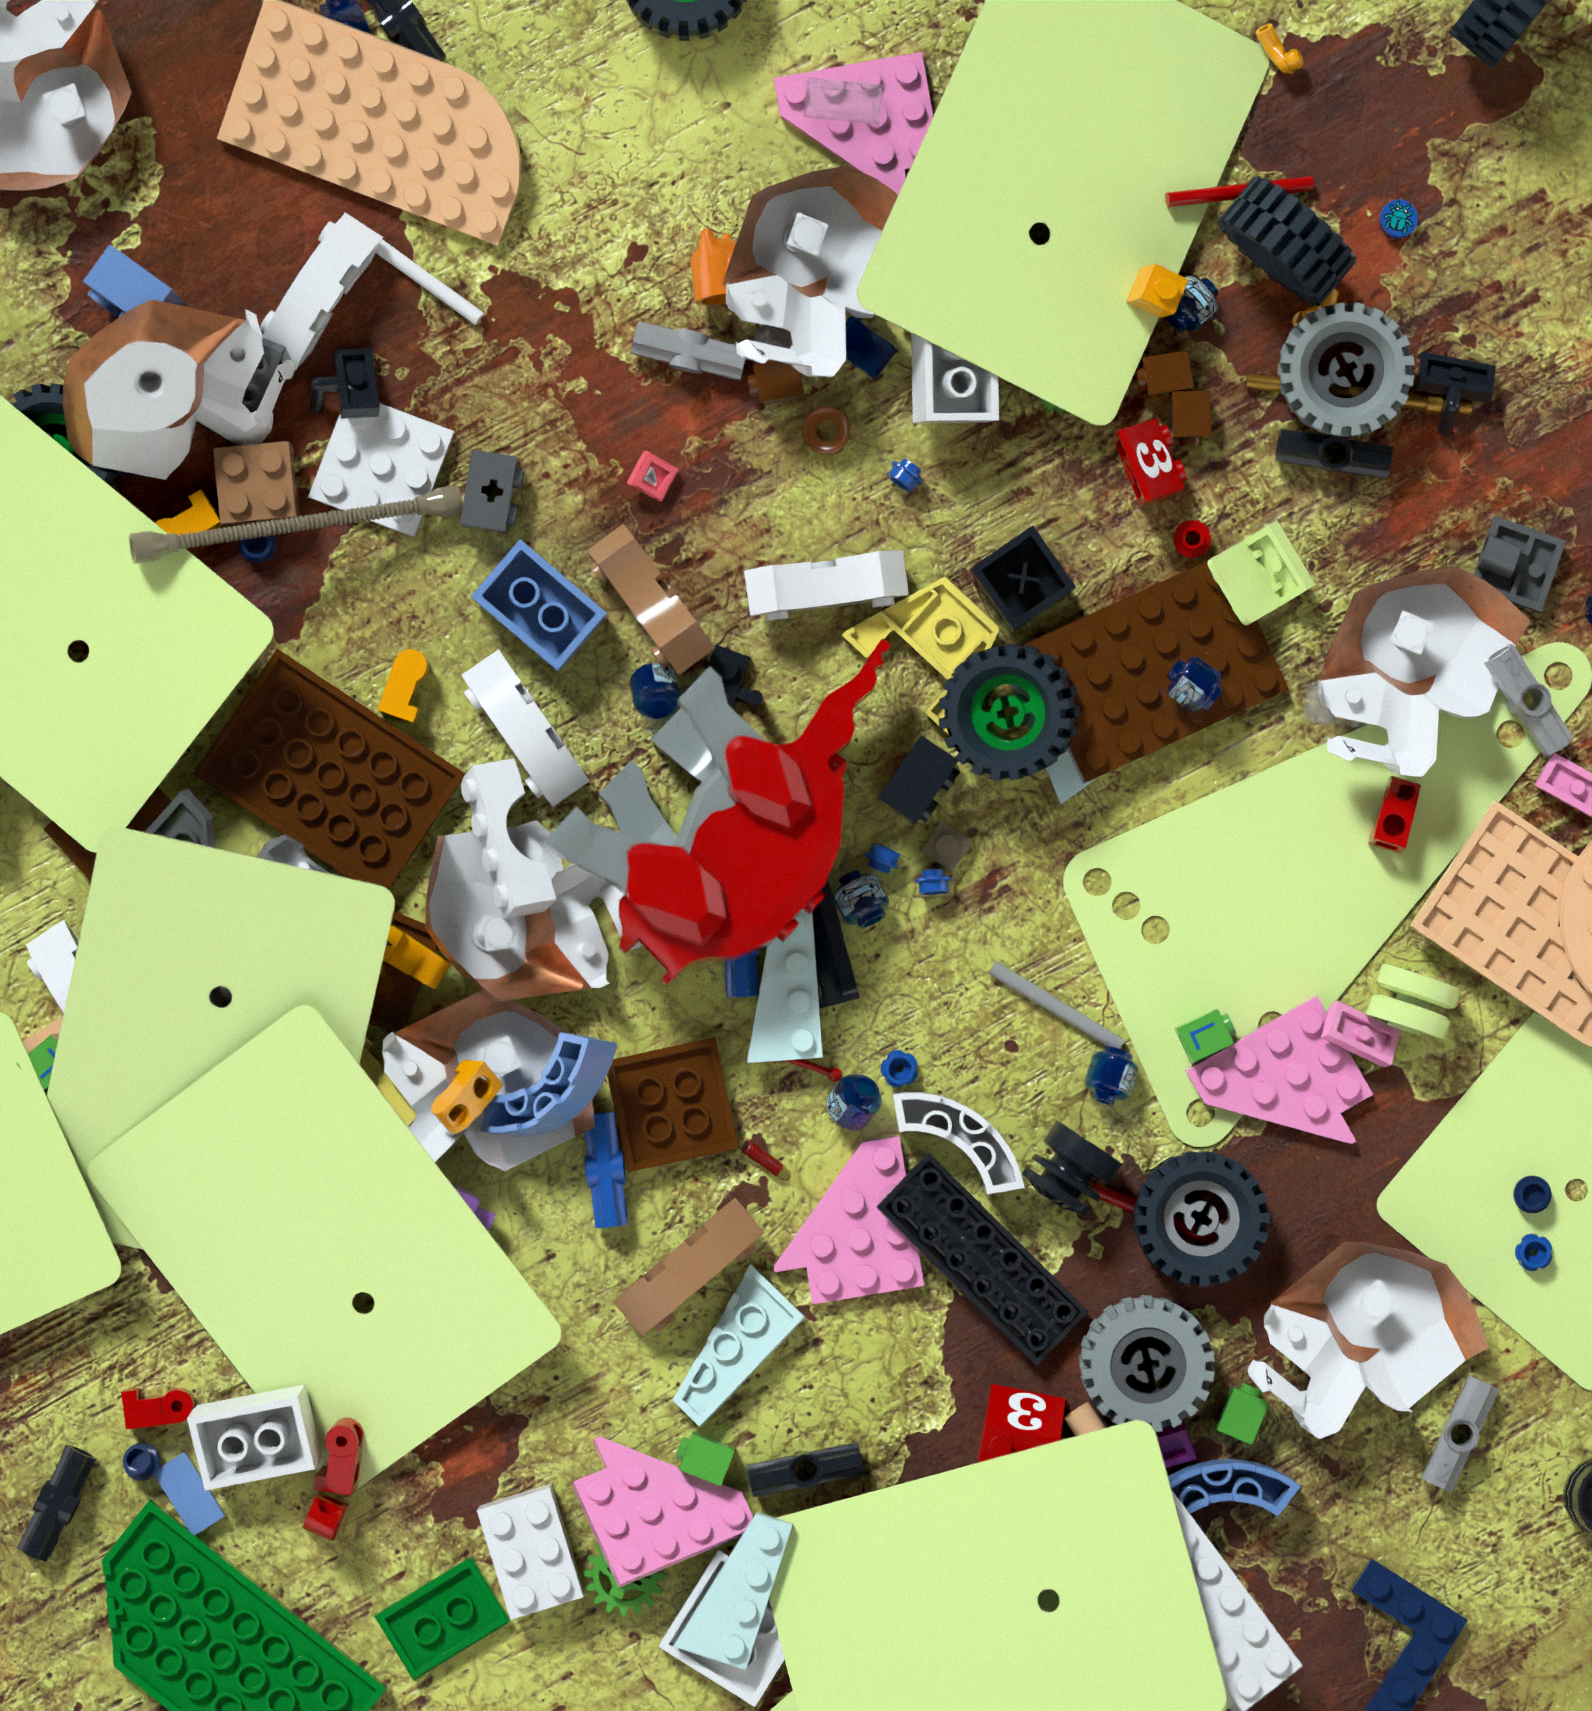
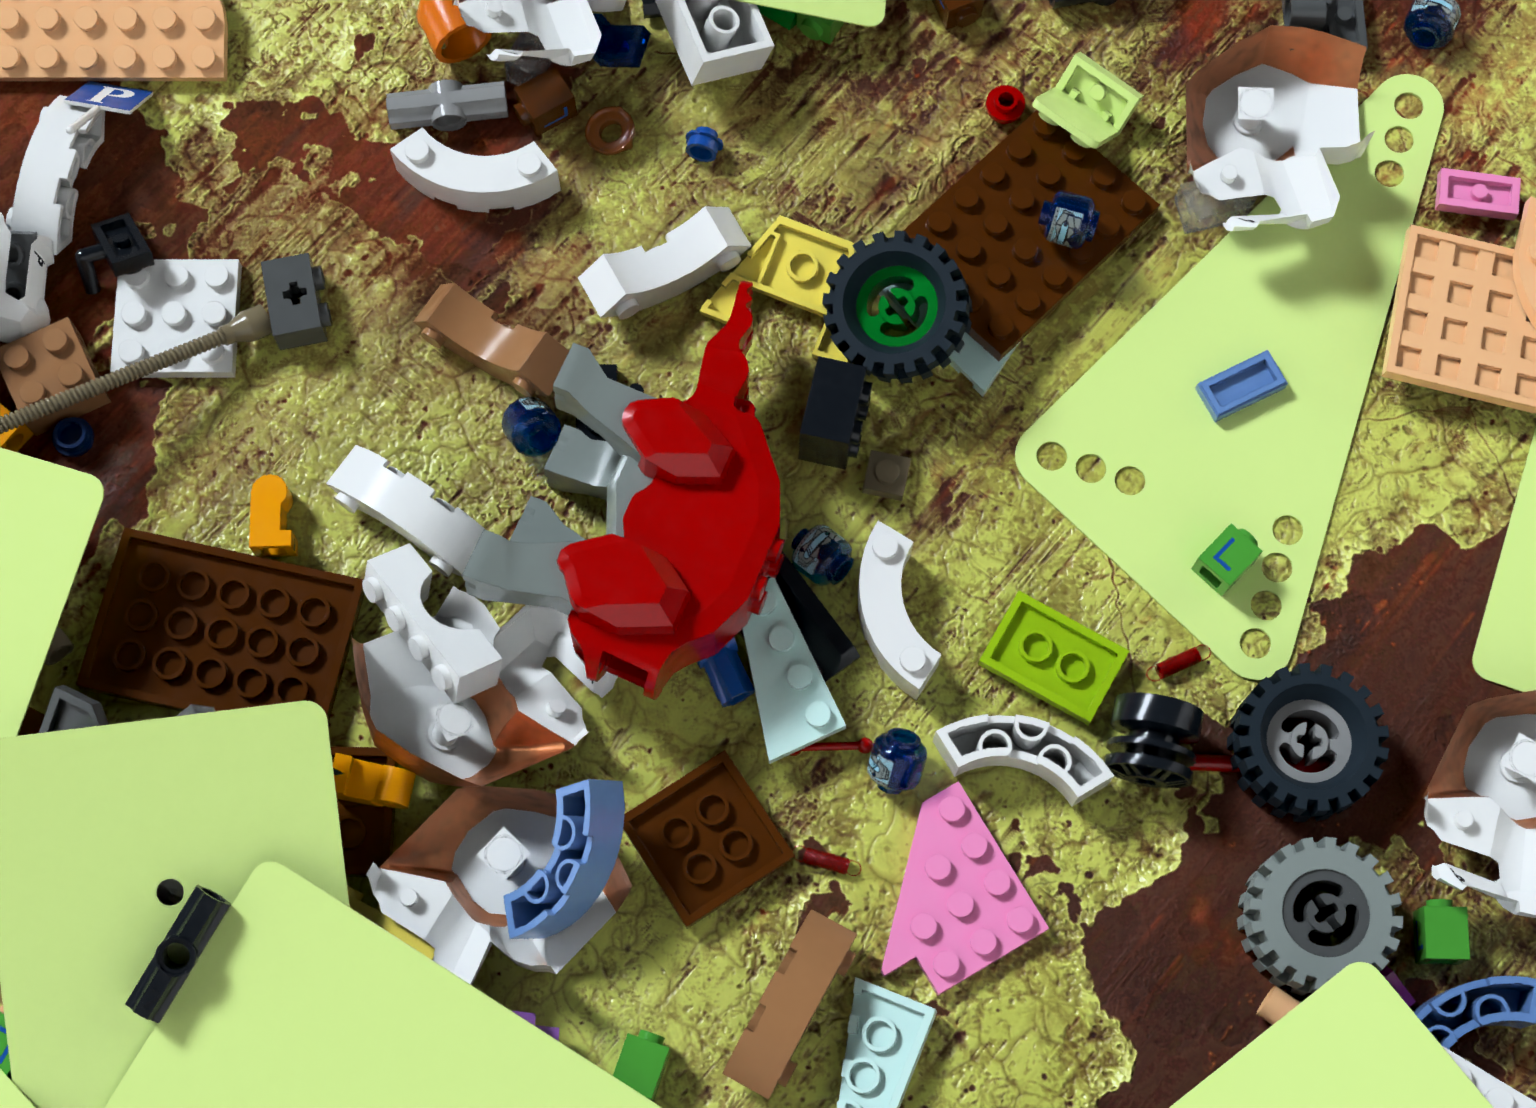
camera: 25 degrees left, 15 degrees down
(195, 1065) = (164, 977): none -> black piece
(387, 232) = (105, 97): none -> piece
(429, 282) = (168, 136): white bar -> none
(466, 1095) = (480, 903): light orange leg -> none
(539, 605) = (382, 387): medium blue brick -> none
(550, 1269) = (643, 1062): none -> bright green brick
(606, 1172) = (662, 936): blue piece -> none
(652, 476) = (453, 231): coral tile -> none
(687, 438) = (474, 180): none -> white brick
(882, 858) = (827, 508): blue plate -> none
(893, 971) = (883, 616): none -> white brick
(909, 1072) = (930, 702): blue plate -> none
(933, 882) = (889, 512): blue plate -> none
(982, 1259) = (1099, 876): black plate -> none
(1019, 1421) = (1209, 1034): red slope -> none
(1022, 579) = (857, 190): black brick -> none
(1022, 1062) = (1053, 657): none -> lime plate
(1055, 1006) = (1064, 591): light grey bar -> none
(1111, 1075) = (1150, 635): clear blue head -> none
(1128, 1106) = (1178, 663): none -> red piece
(1149, 462) = (933, 46): red slope -> none
(1285, 1075) = (1326, 570): bright pink wing -> none
(1288, 883) = (1241, 386): none -> medium blue tile
(1360, 1034) = (1382, 499): bright pink plate -> none
(1395, 815) = (1318, 282): red leg -> none
(1412, 1004) = (1422, 443): yellowish green wheel -> none
(1541, 719) = (1395, 127): light grey piece -> none

